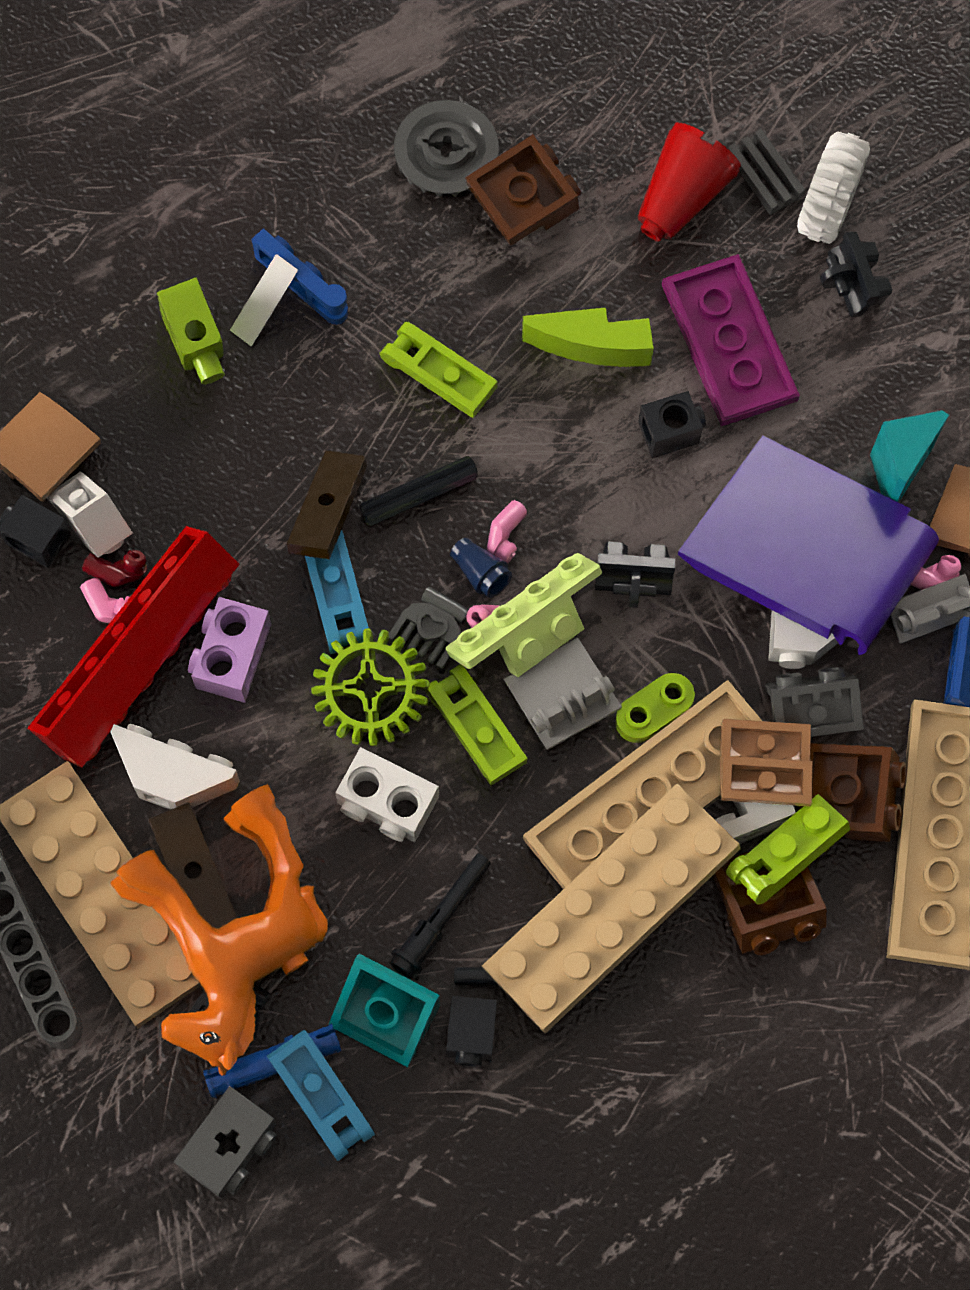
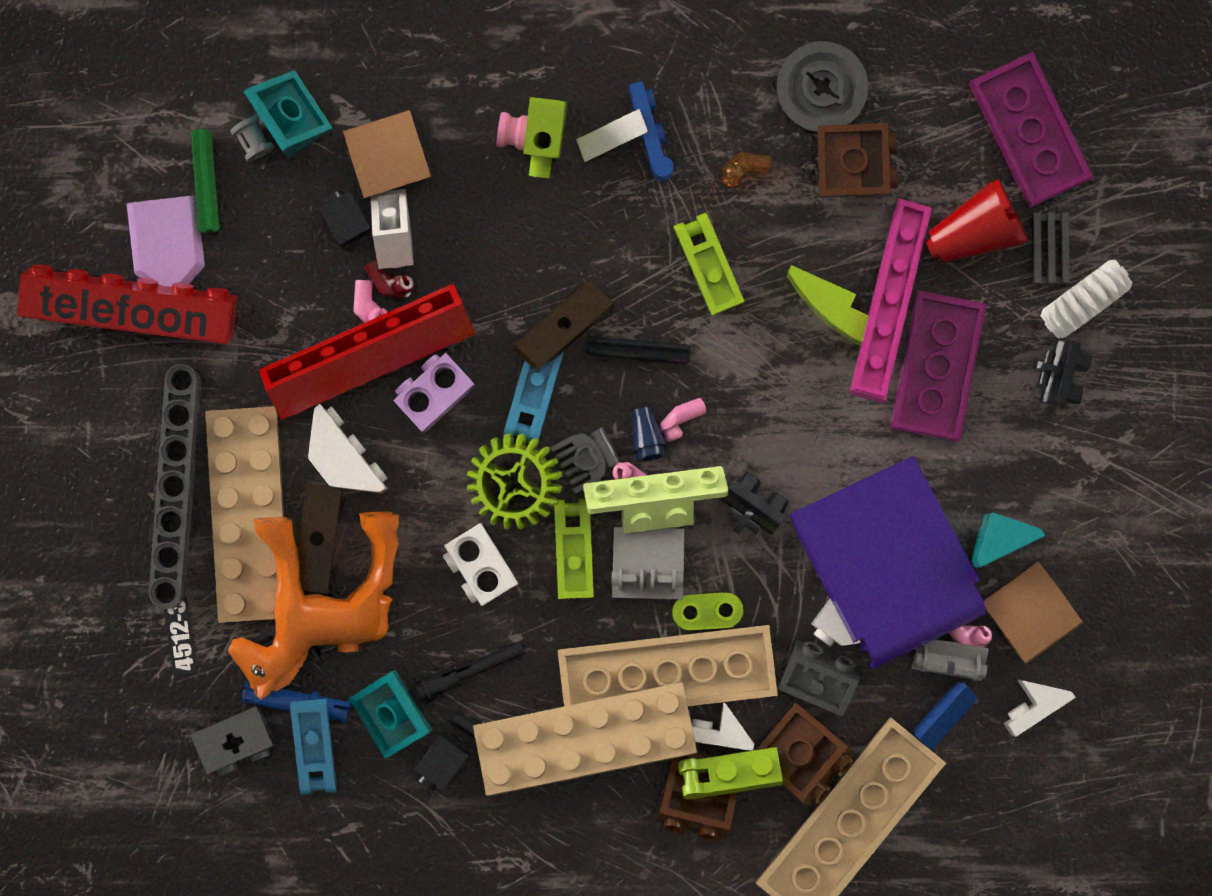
camera: 30 degrees right, 15 degrees up
(104, 1072) = (180, 638): none -> black sticker
(159, 351) = (511, 131): none -> bright pink wheel
(412, 259) = (741, 164): none -> clear orange arm
(644, 296) = (890, 301): none -> dark pink tile
(664, 439) = (835, 410): black brick -> none
(673, 78) = (1030, 130): none -> magenta tile
(766, 762) = (754, 704): medium nougat slope -> none

